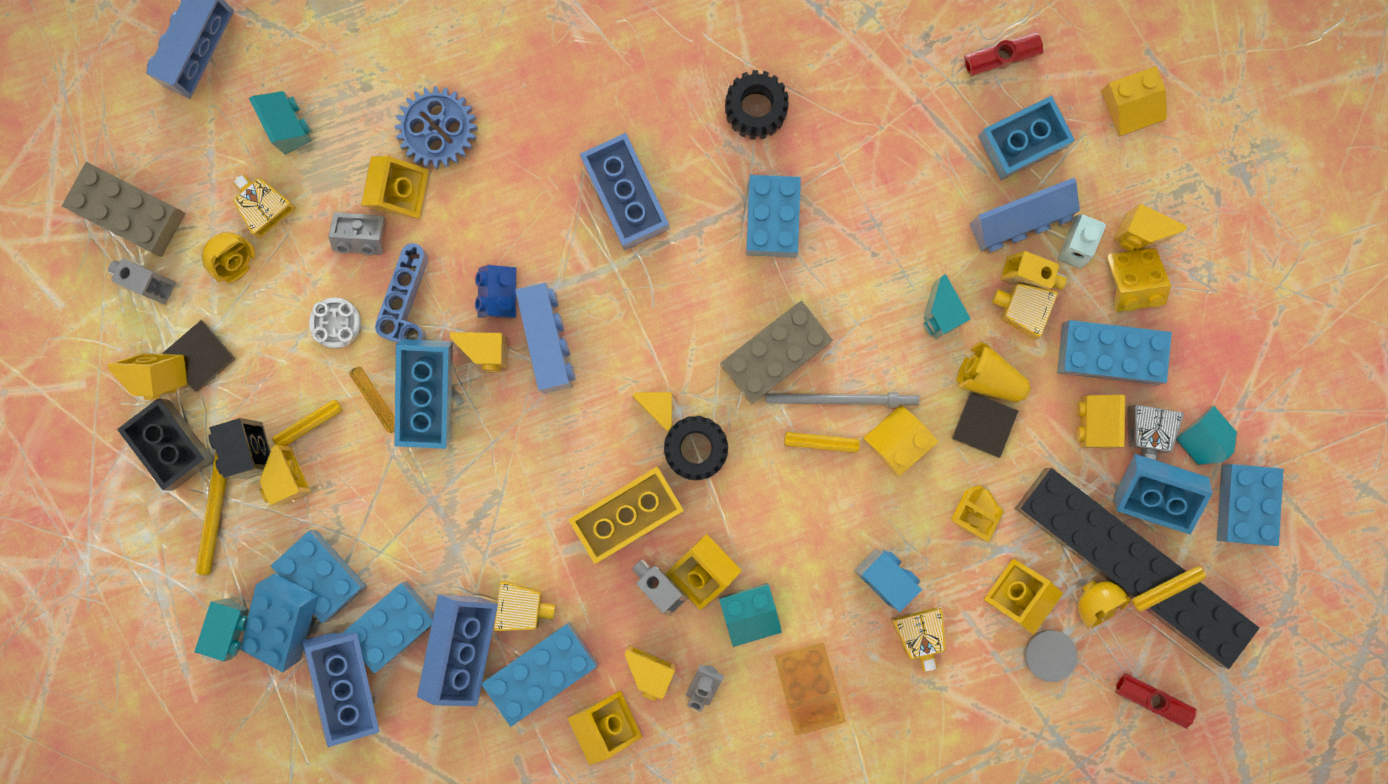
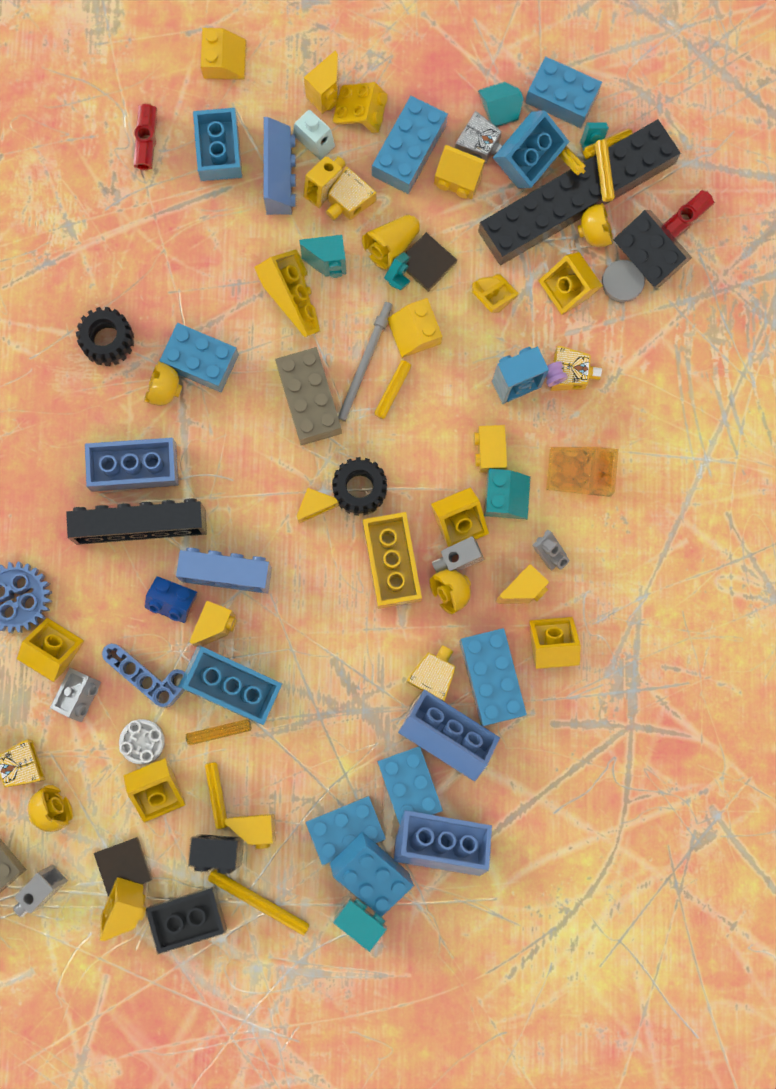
camera: 75 degrees left, 5 degrees down
(287, 356) = (153, 790): none -> yellow slope
(560, 219) = (136, 522): none -> black brick
(620, 593) = (452, 589): none -> yellow cylinder
(725, 189) = (163, 385): none -> yellow cylinder
(795, 578) = (491, 448): none -> yellow brick
(894, 278) = (285, 282): none -> yellow wedge
(905, 619) = (555, 374): none -> lavender wheel
(954, 395) = (397, 269): none -> teal bracket
(1099, 676) = (652, 248): none -> black brick
(1166, 547) = (572, 161): none -> yellow axle
(1188, 562) = (590, 150): none -> yellow axle
(1209, 558) = (593, 132): none -> teal bracket

